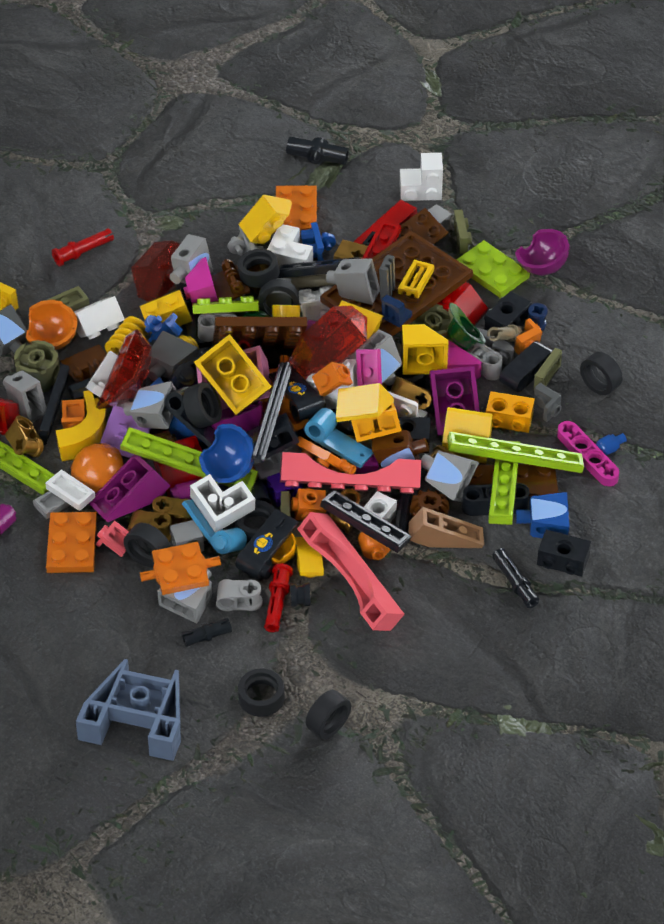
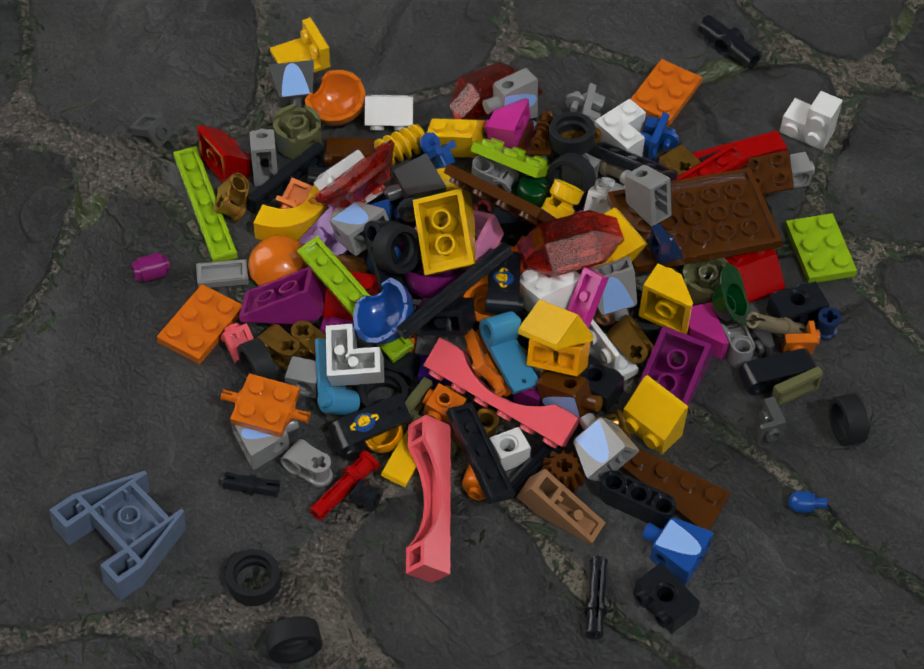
camera: 30 degrees right, 5 degrees up
(70, 490) = (234, 271): white tile -> none
(73, 298) = (378, 82): olive plate -> none
(74, 250) = (420, 34): red pin -> none
(265, 218) = (616, 86): yellow slope -> none
(331, 378) = (541, 284): orange bracket -> none
(387, 276) = (678, 206): dark grey tile -> none
(420, 287) = (718, 224): yellow tile -> none
(460, 227) = (818, 186): olive plate -> none
(503, 492) = (652, 488): lime tile -> none
(510, 411) = (725, 409): light orange brick -> none
(515, 452) = (690, 460): lime tile -> none
(546, 252) = (884, 259): magenta cylinder -> none
(592, 451) = (778, 500): dark pink beam -> none

